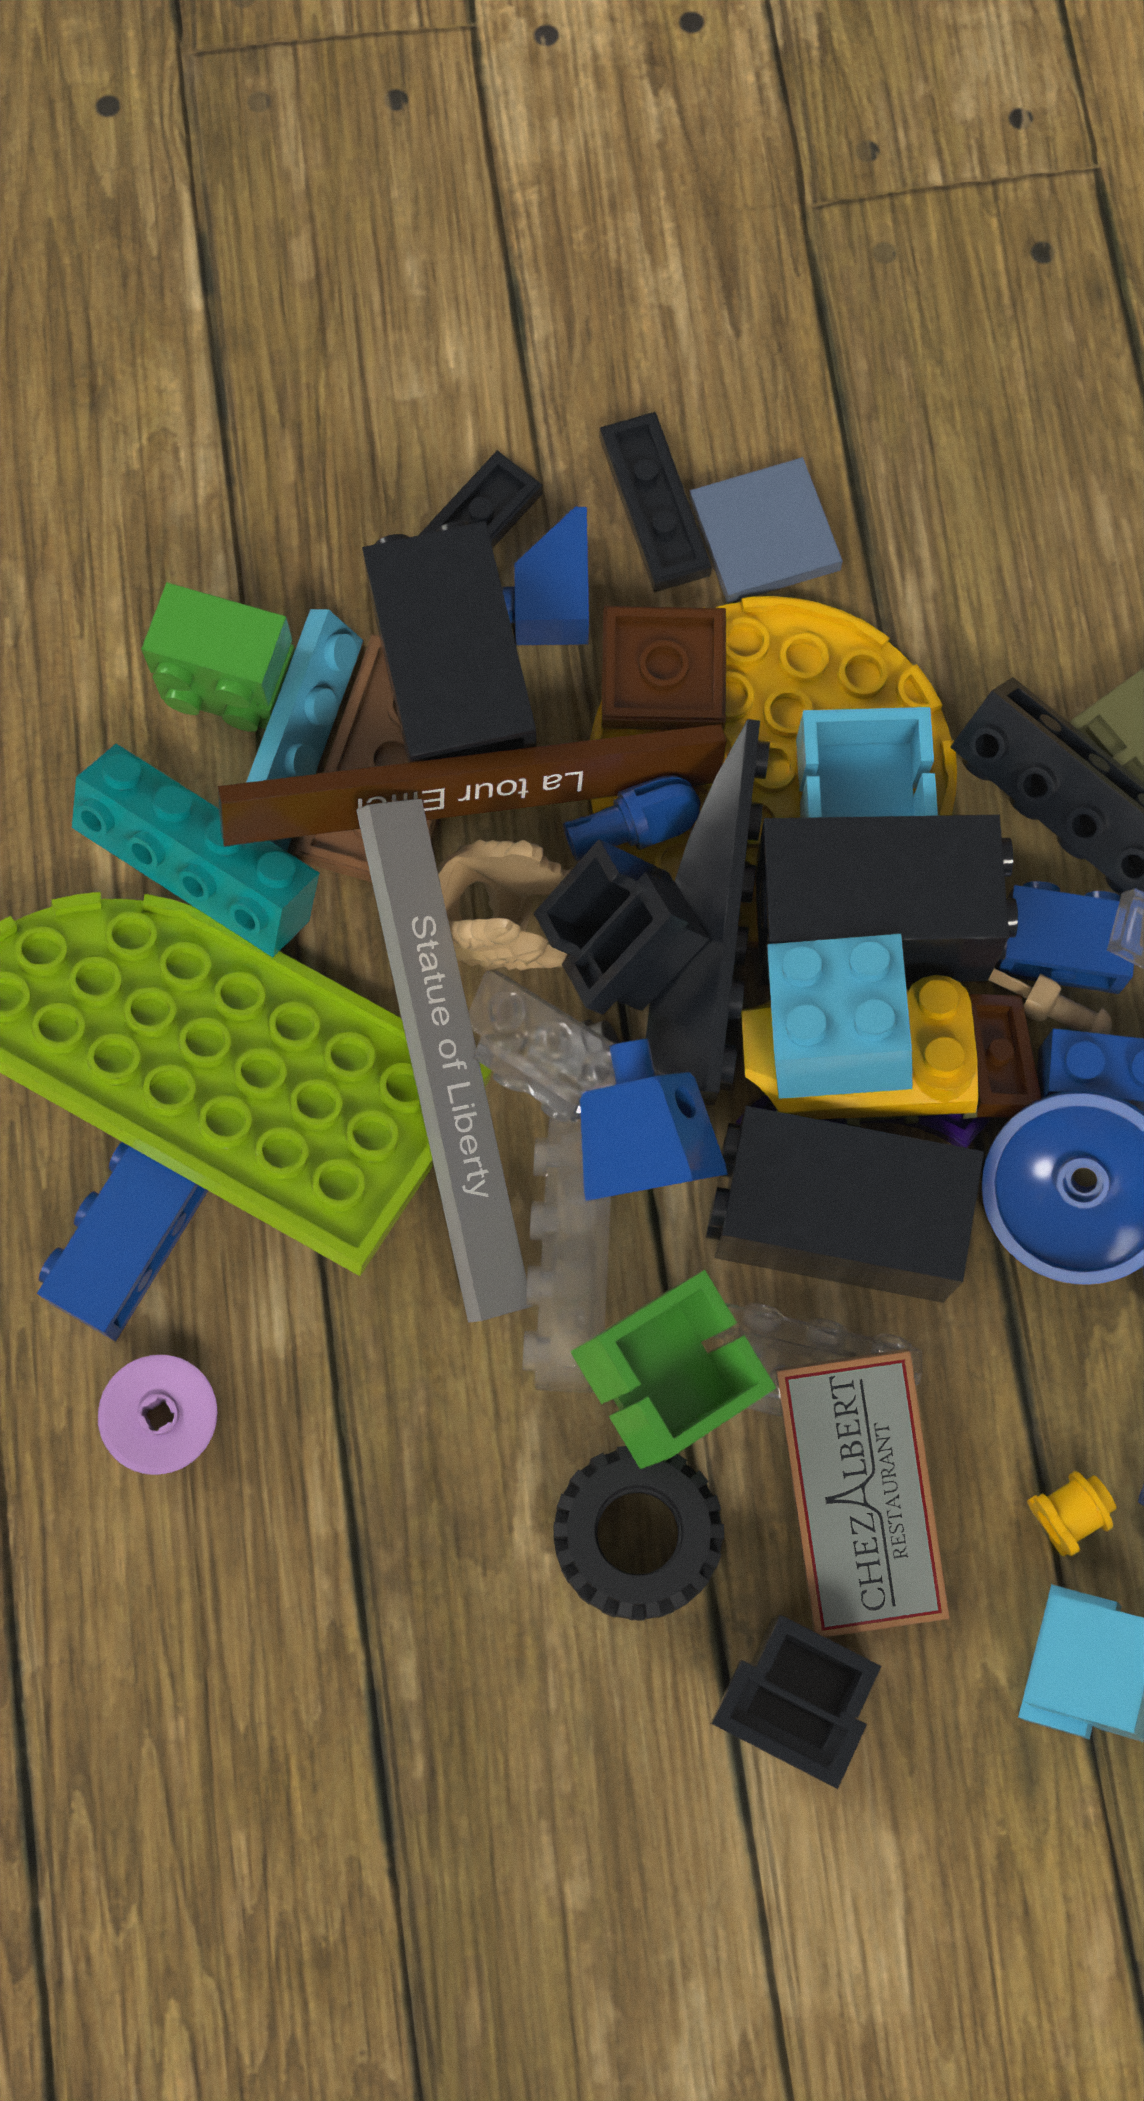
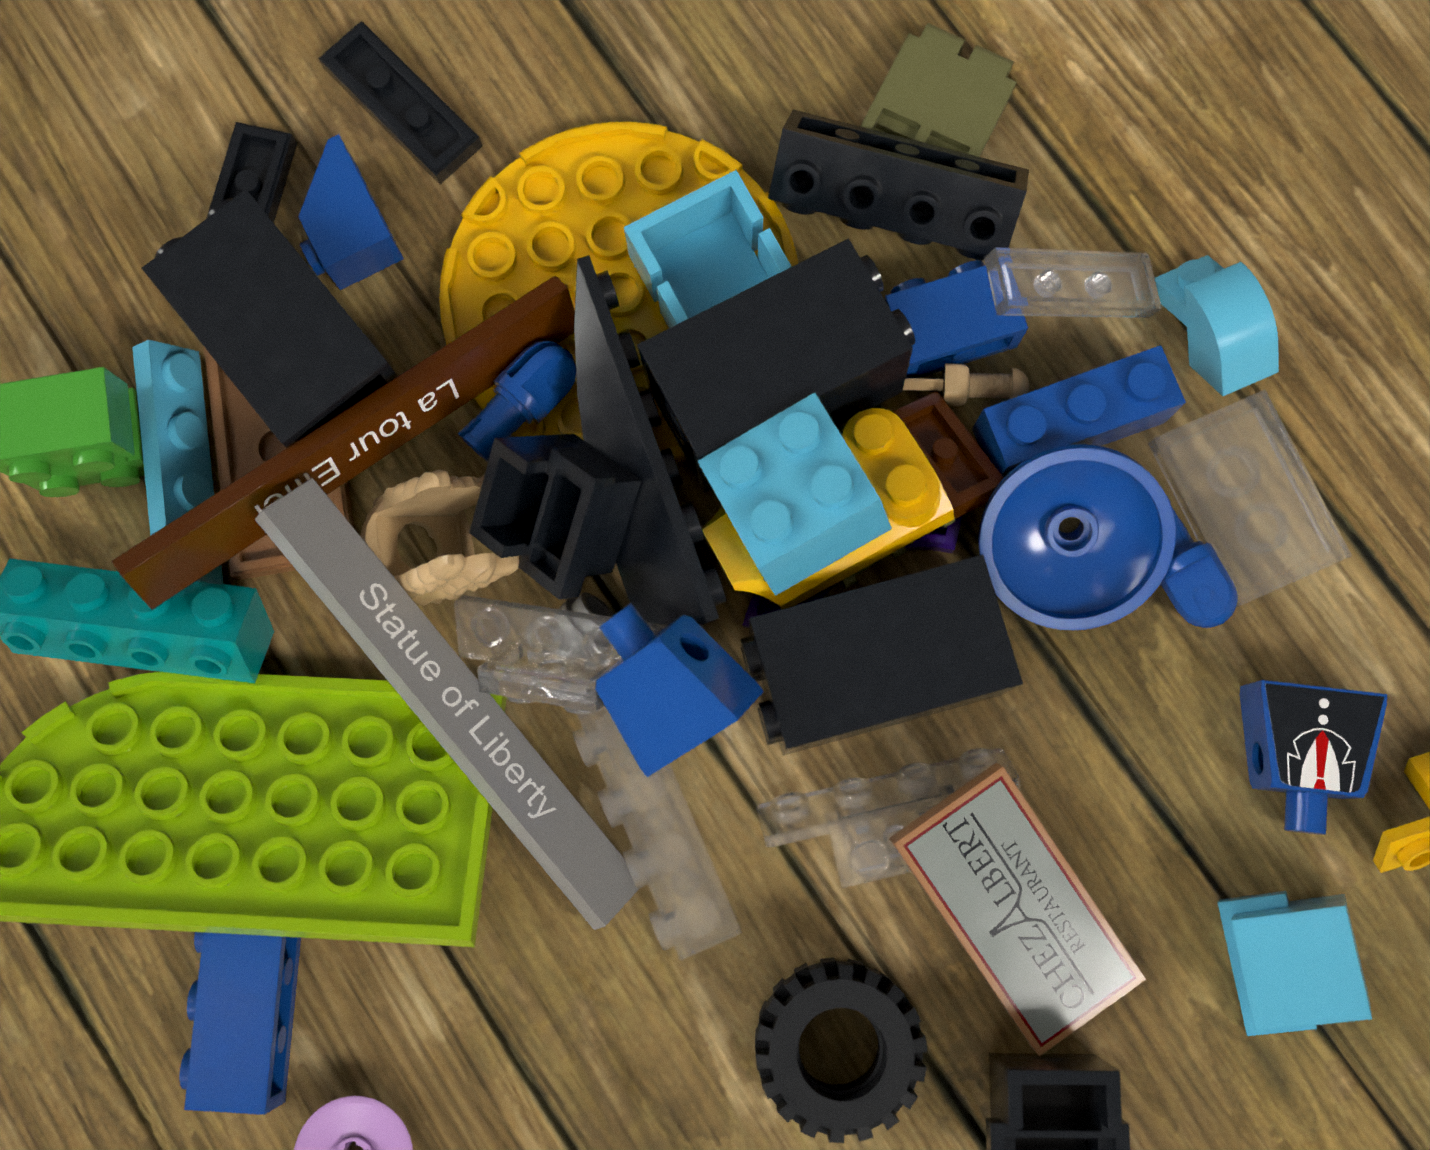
camera: 20 degrees left, 5 degrees up
(663, 667) = (479, 248): reddish brown tile -> none
(663, 1375) = (803, 905): bright green piece -> none
(765, 530) = (511, 82): sand blue tile -> none
(1074, 1511) = (1207, 829): yellow brick -> none

